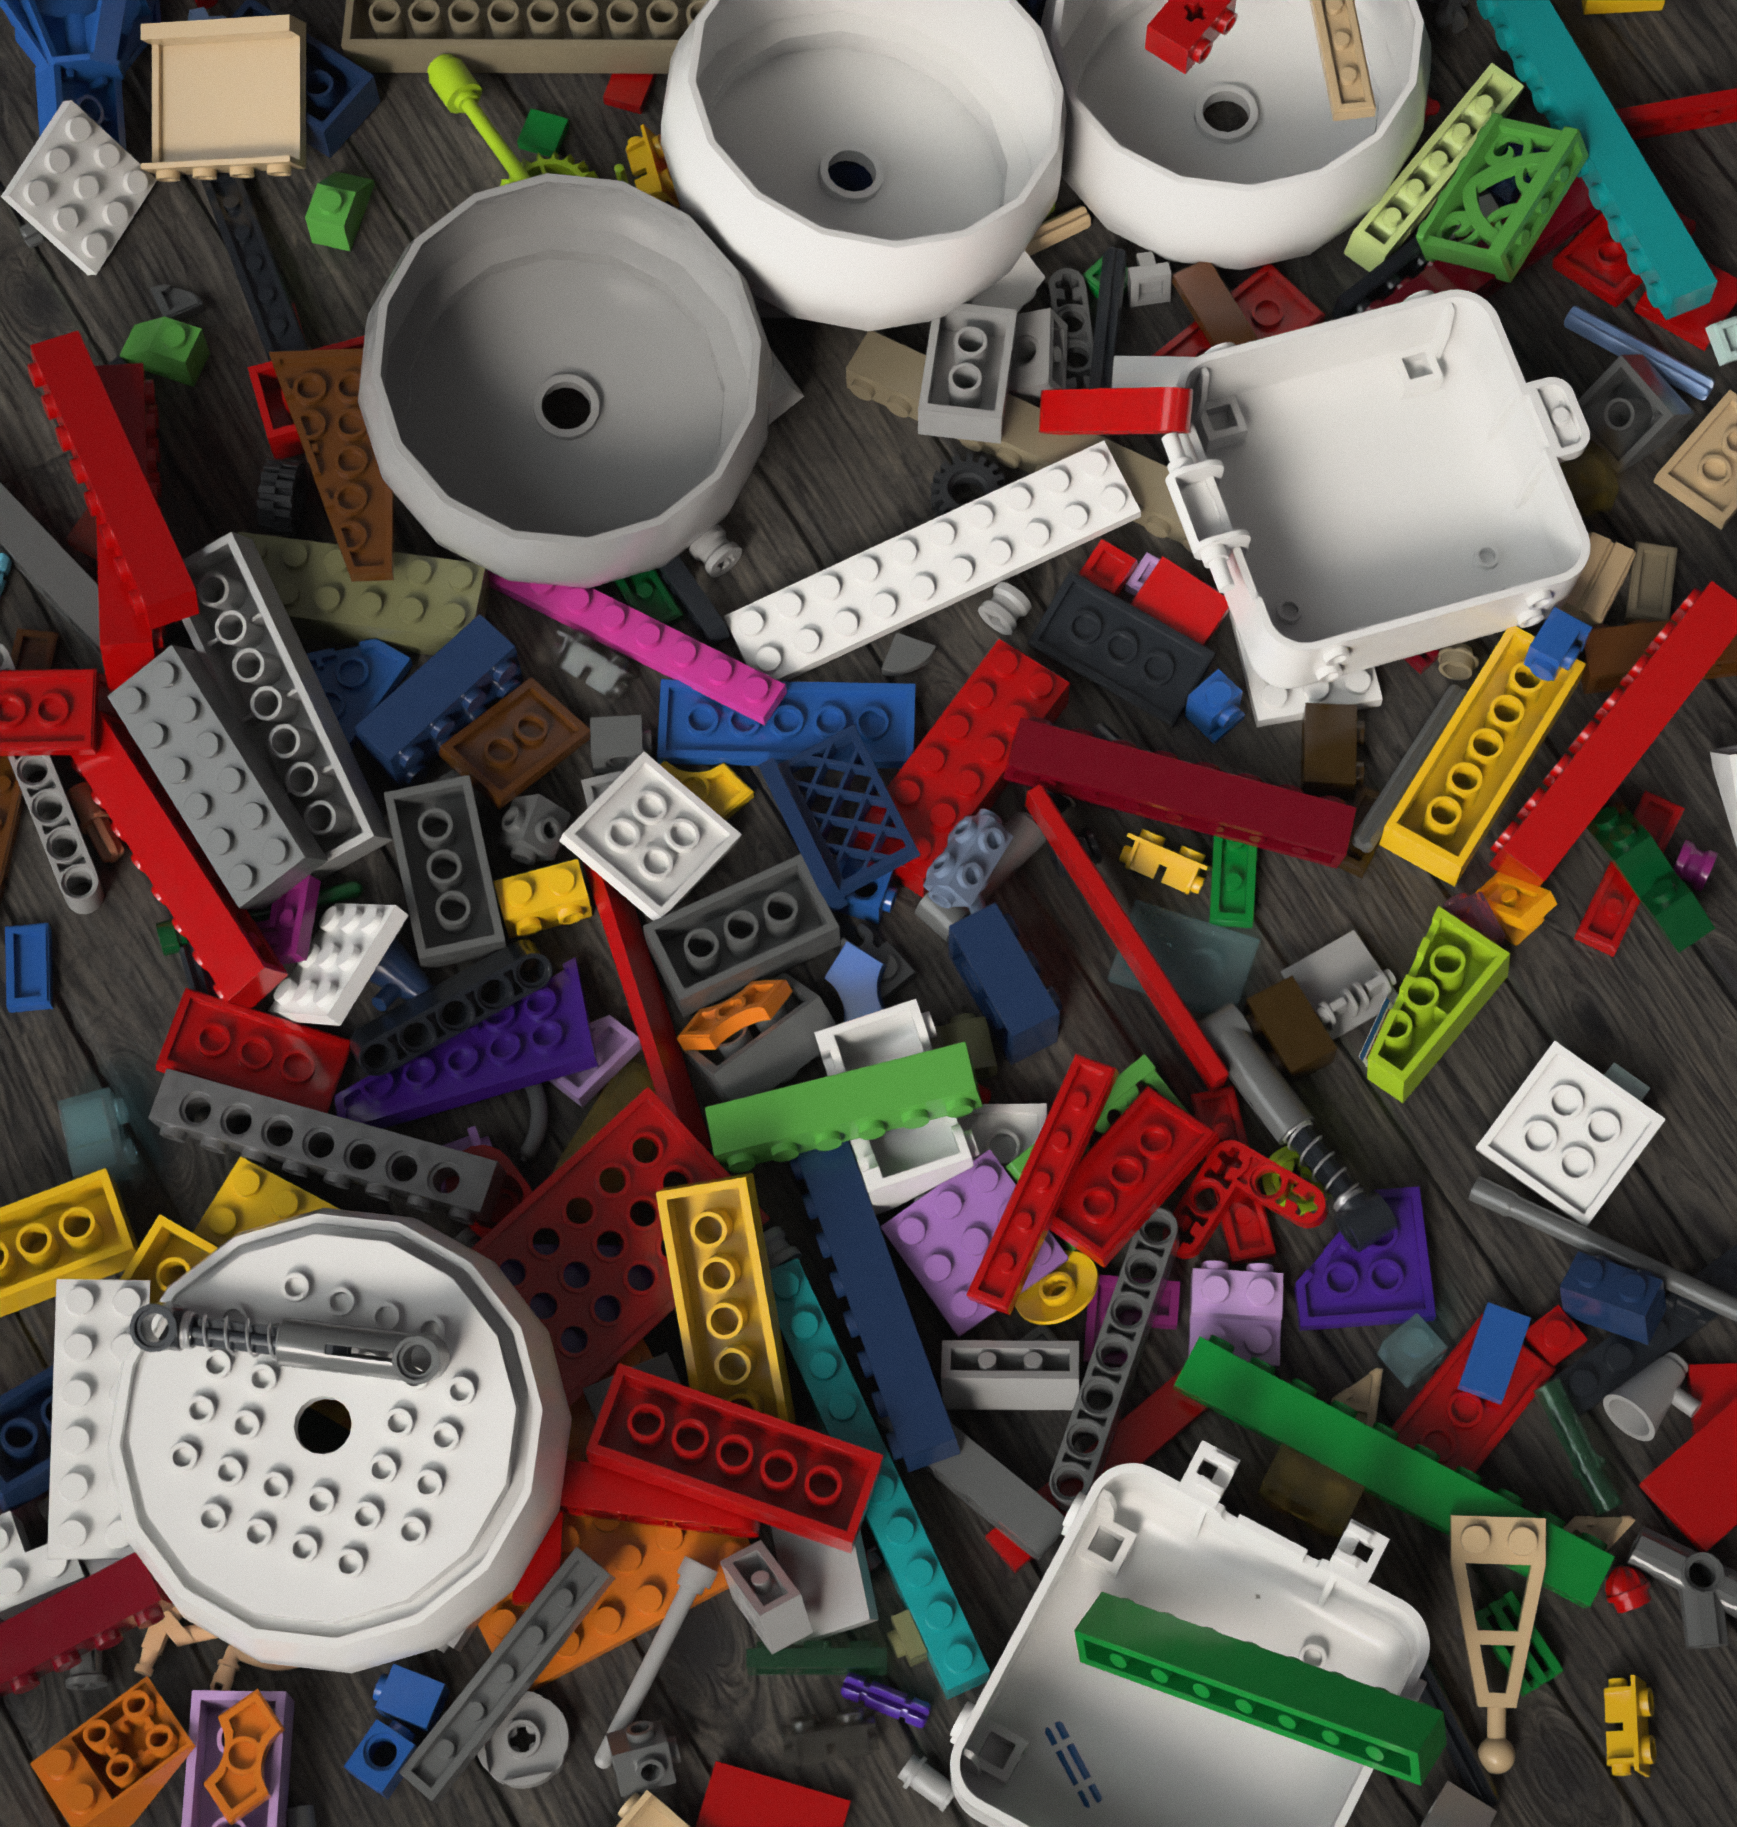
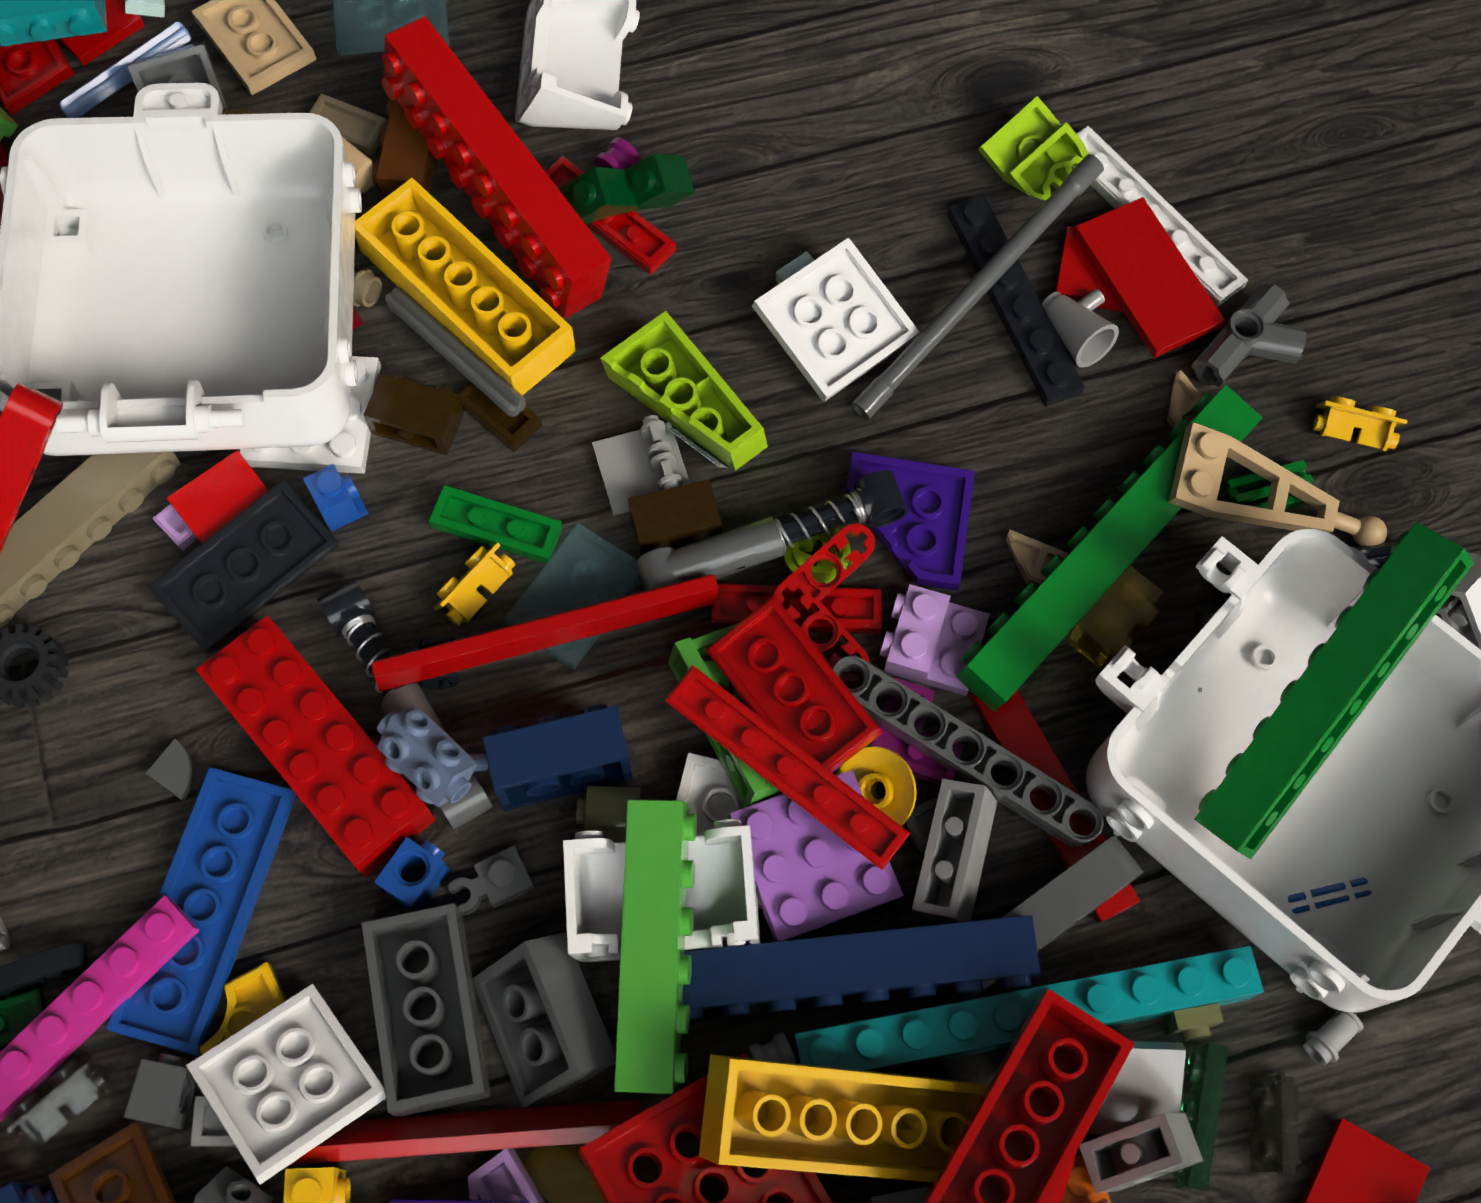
camera: 80 degrees left, 0 degrees up
(716, 1023) = (513, 1059): orange tile -> none
(812, 839) = (337, 912): dark blue fence -> none
(857, 981) = (510, 903): blue tile -> none
(886, 1700) = (1247, 1057): dark purple axle -> none
(934, 565) = (88, 723): white plate -> none
(1004, 608) = (160, 661): light grey wheel -> none
(1108, 567) = (154, 554): red plate -> none
(1180, 792) = (413, 550): dark red brick -> none
(1412, 1350) = (1002, 498): clear light blue brick -> none
(1462, 1424) = (1049, 467): red tile -> none
(1477, 914) = (612, 333): clear pink bracket -> none
(1494, 1353) = (1018, 433): blue tile -> none
(1517, 905) = (611, 305): light orange slope -> none
(1555, 1337) = (1008, 387): red plate -> none
(1557, 645) = (389, 188): blue brick -> none
(1578, 1447) = (1128, 391): clear green pin -> none
(1613, 1297) = (993, 323): dark blue brick -> none
(1627, 1589) = (1248, 387): red plate -> none

